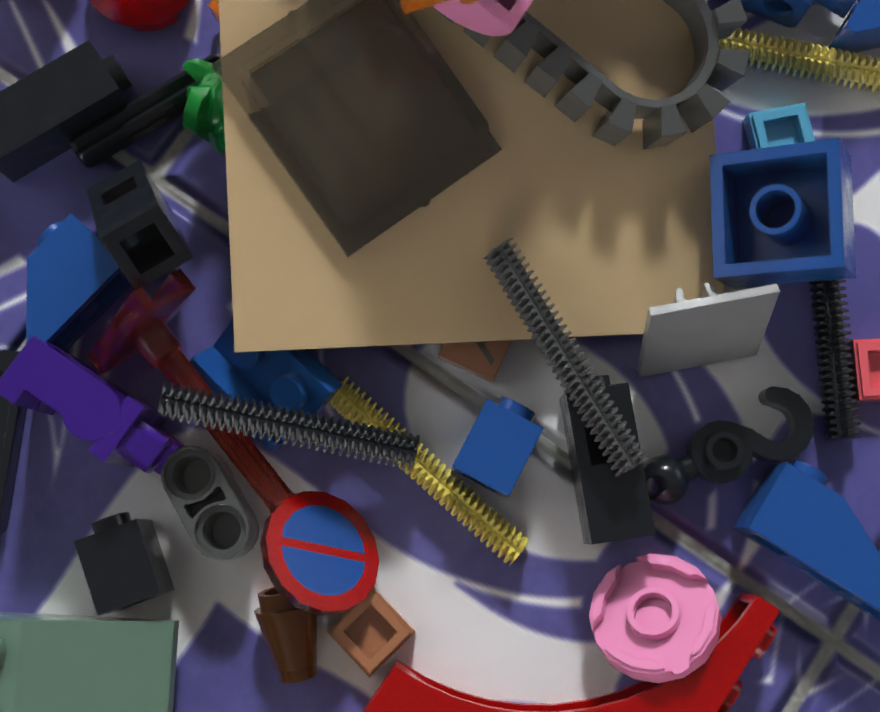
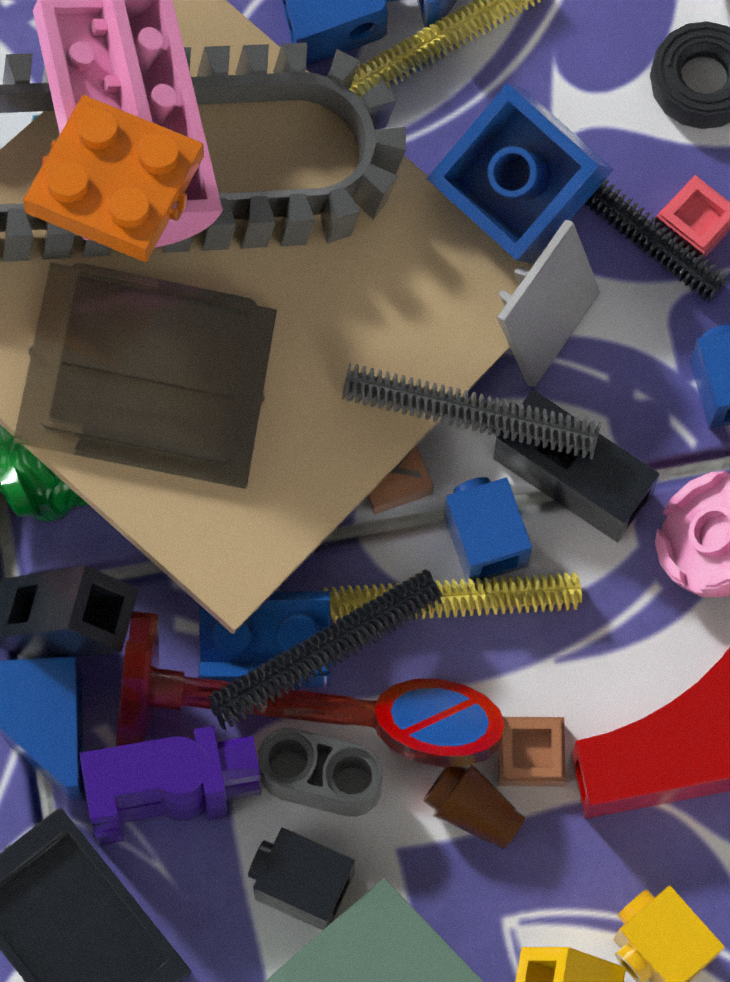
camera: 45 degrees left, 10 degrees down
(725, 449) = (647, 375): black piece -> none
(778, 126) = (450, 117): medium azure tile -> none

